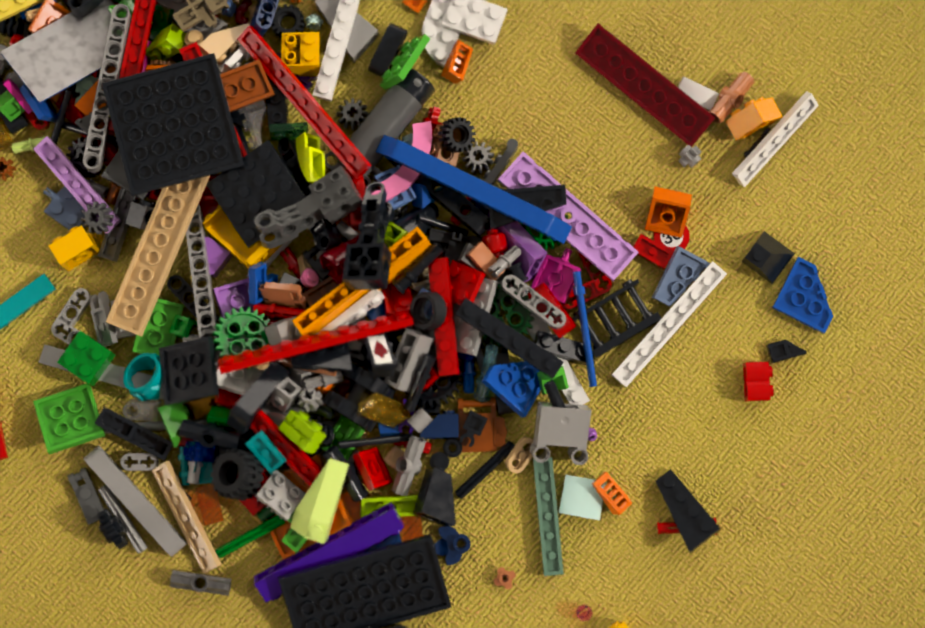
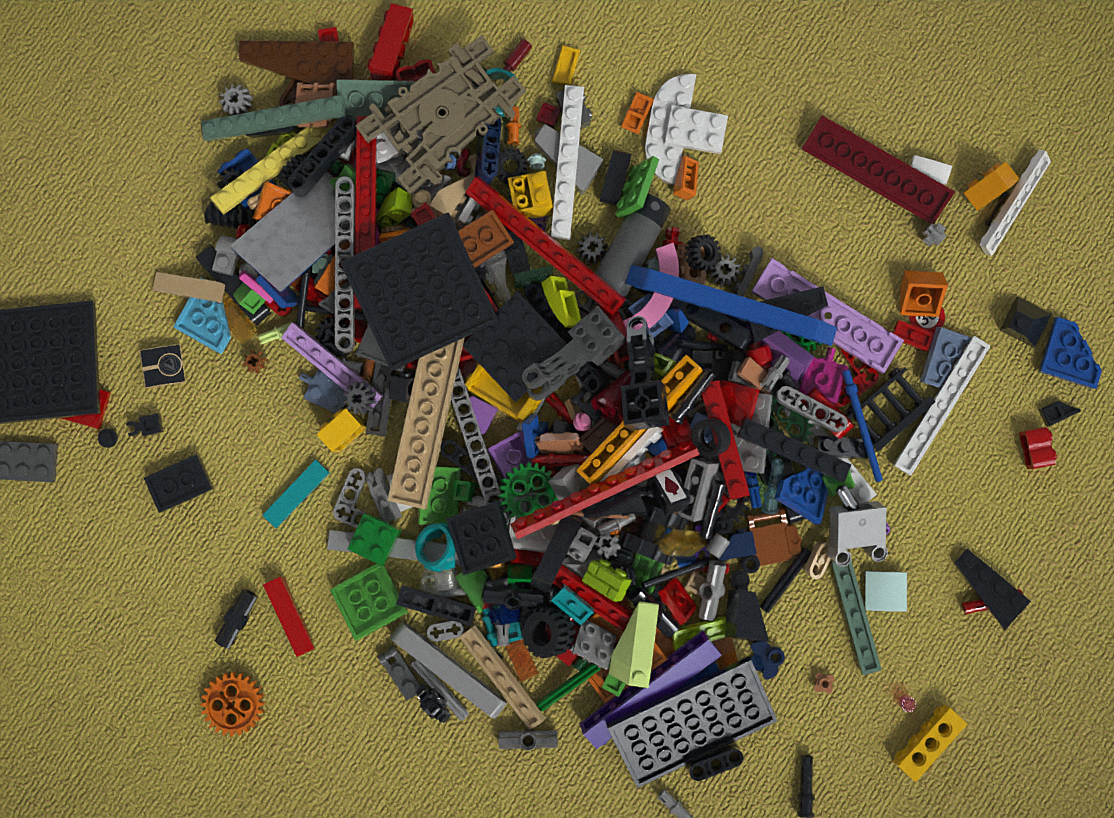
camera: 10 degrees left, 5 degrees up
(474, 425) = (768, 538): black plate -> none
(619, 503) = (926, 589): orange slope -> none
(731, 97) = (965, 167): nougat piece -> none

